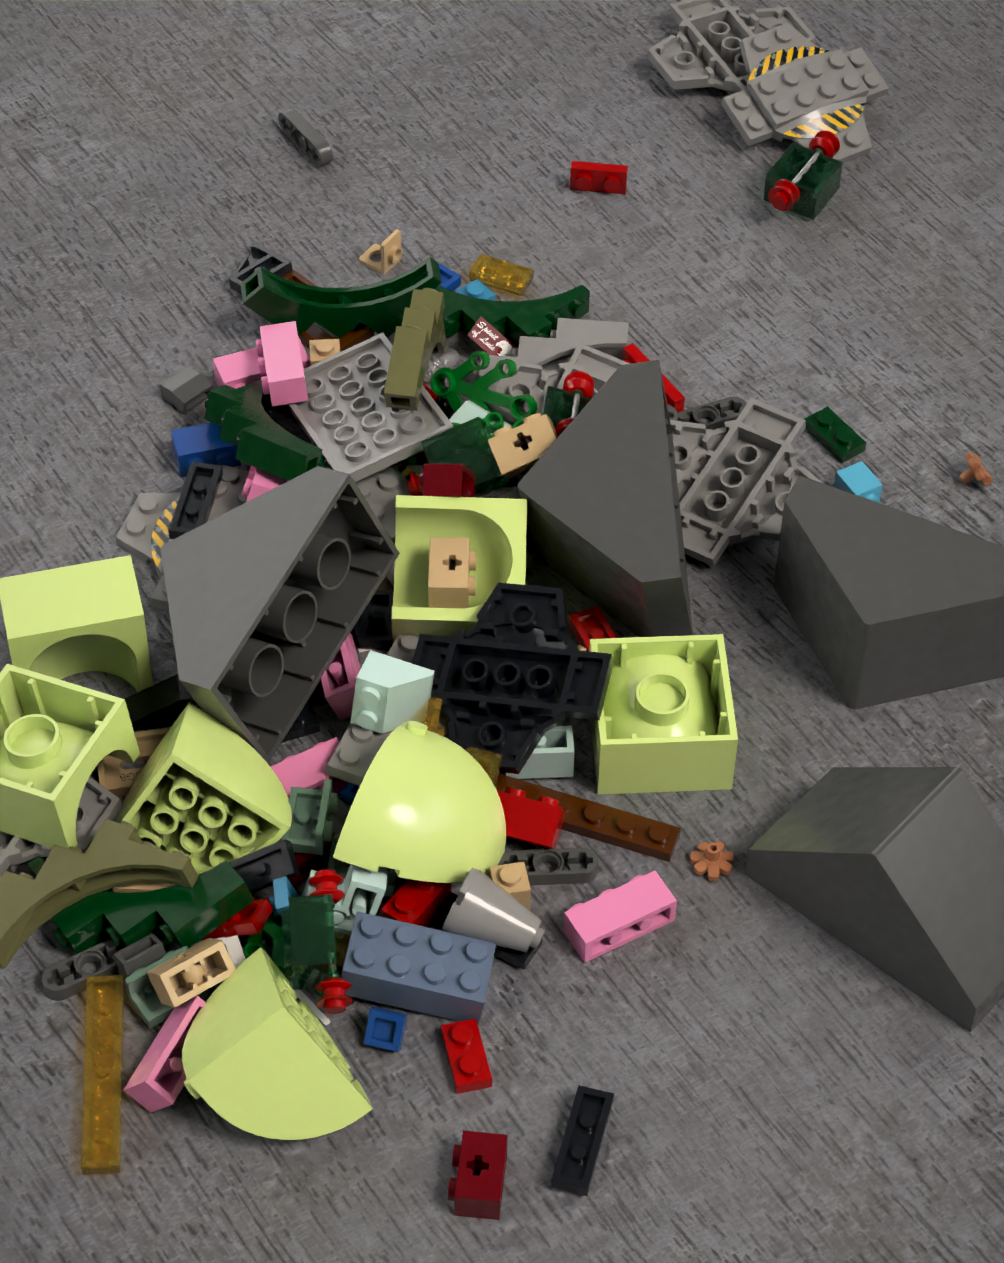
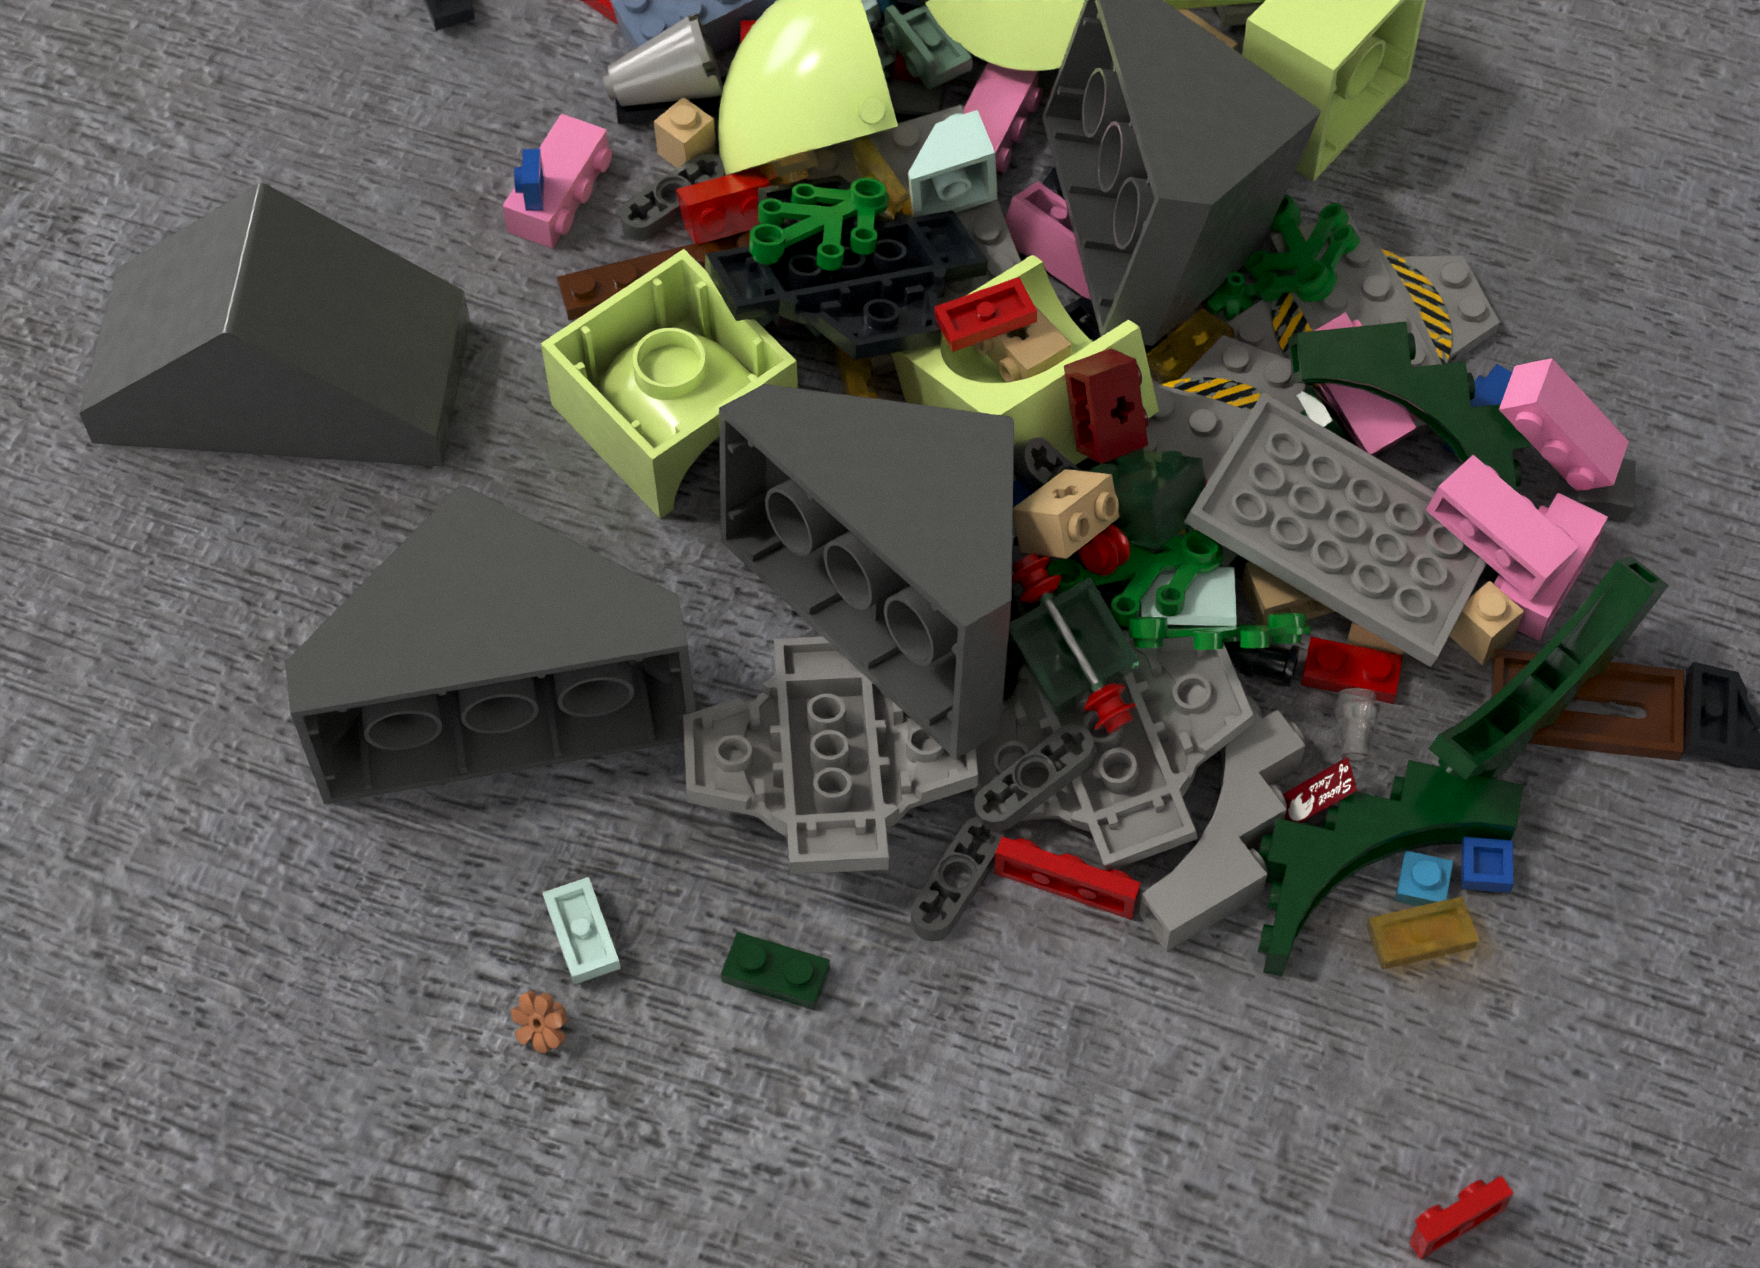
camera: 145 degrees right, 10 degrees up
(196, 498) = (1404, 299): black plate -> none
(201, 376) = (1564, 425): none -> bright pink brick
(390, 253) = (1589, 860): tan bracket -> none
(413, 344) = (1361, 614): olive arch -> none
(468, 566) = (985, 314): none -> red plate
(500, 702) = (865, 198): none -> green plant
(650, 885) = (530, 179): none -> blue plate
(712, 859) = (511, 306): nougat plant -> none
(859, 481) = (676, 880): medium azure brick -> none
(927, 495) = (581, 930): none -> light aqua plate

